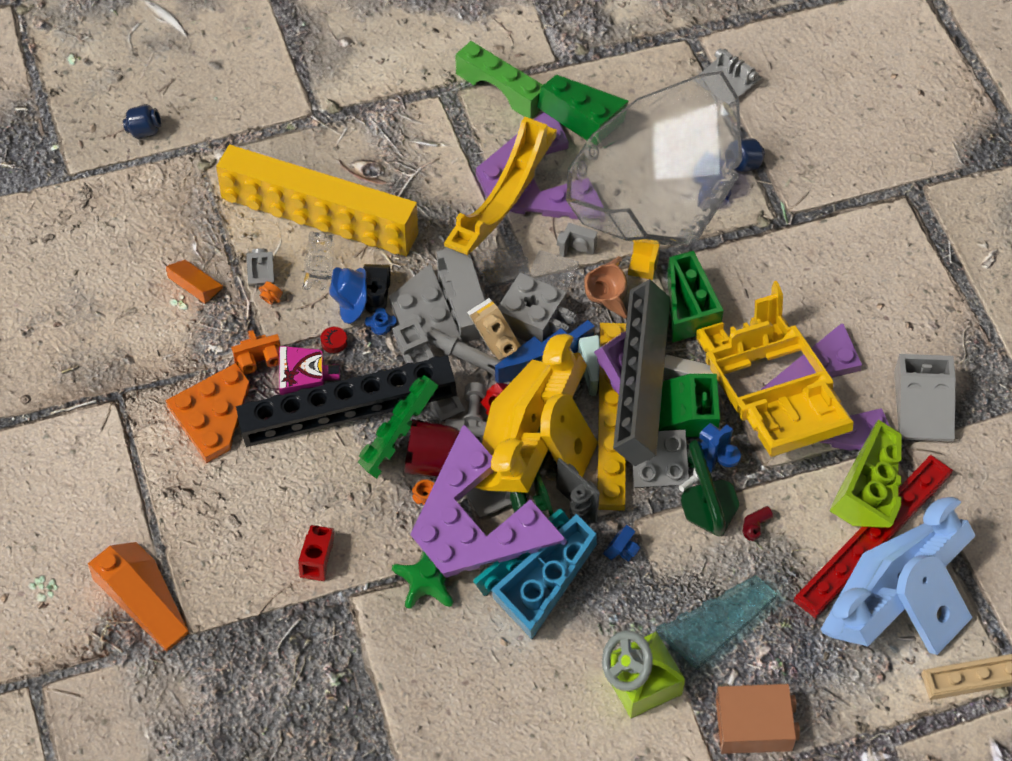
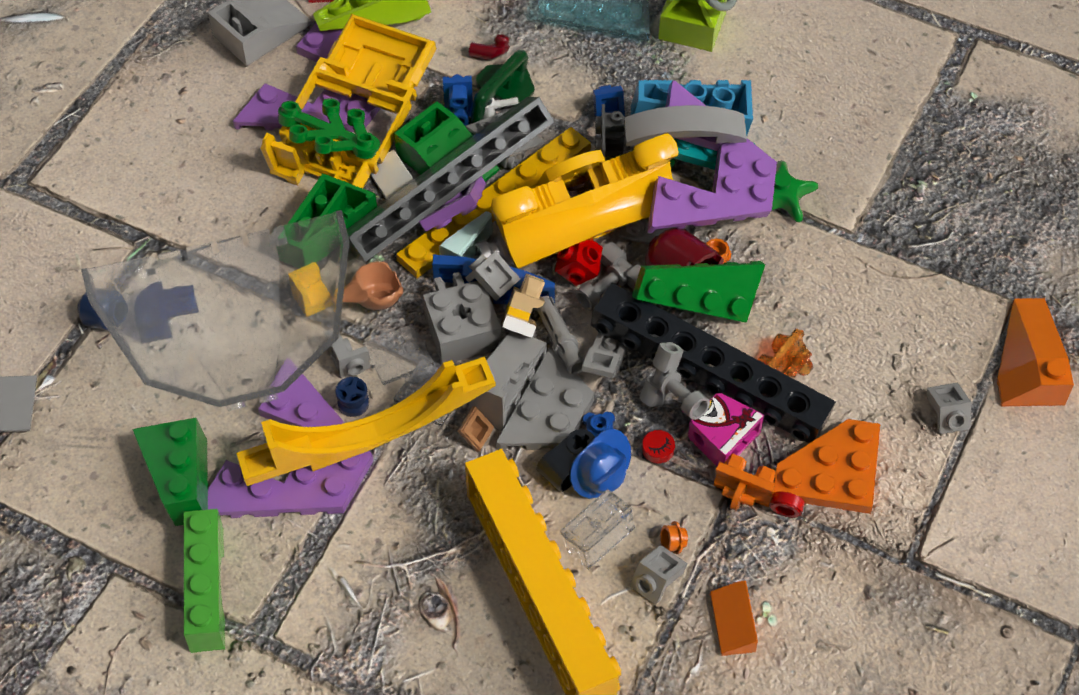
camera: 135 degrees left, 0 degrees up
(169, 504) = (951, 406): none -> light grey bracket
(219, 359) = (787, 504): none -> red tile
(299, 450) = (790, 355): none -> clear orange hips
(316, 553) = (853, 270): red leg -> none
(366, 362) = (668, 380): none -> light grey bar
(514, 509) = (684, 122): none -> light grey slope
(535, 329) = (493, 275): none -> light grey bracket
(548, 221) = (348, 389): none -> dark blue wheel
(753, 337) = (362, 143): none -> green plant

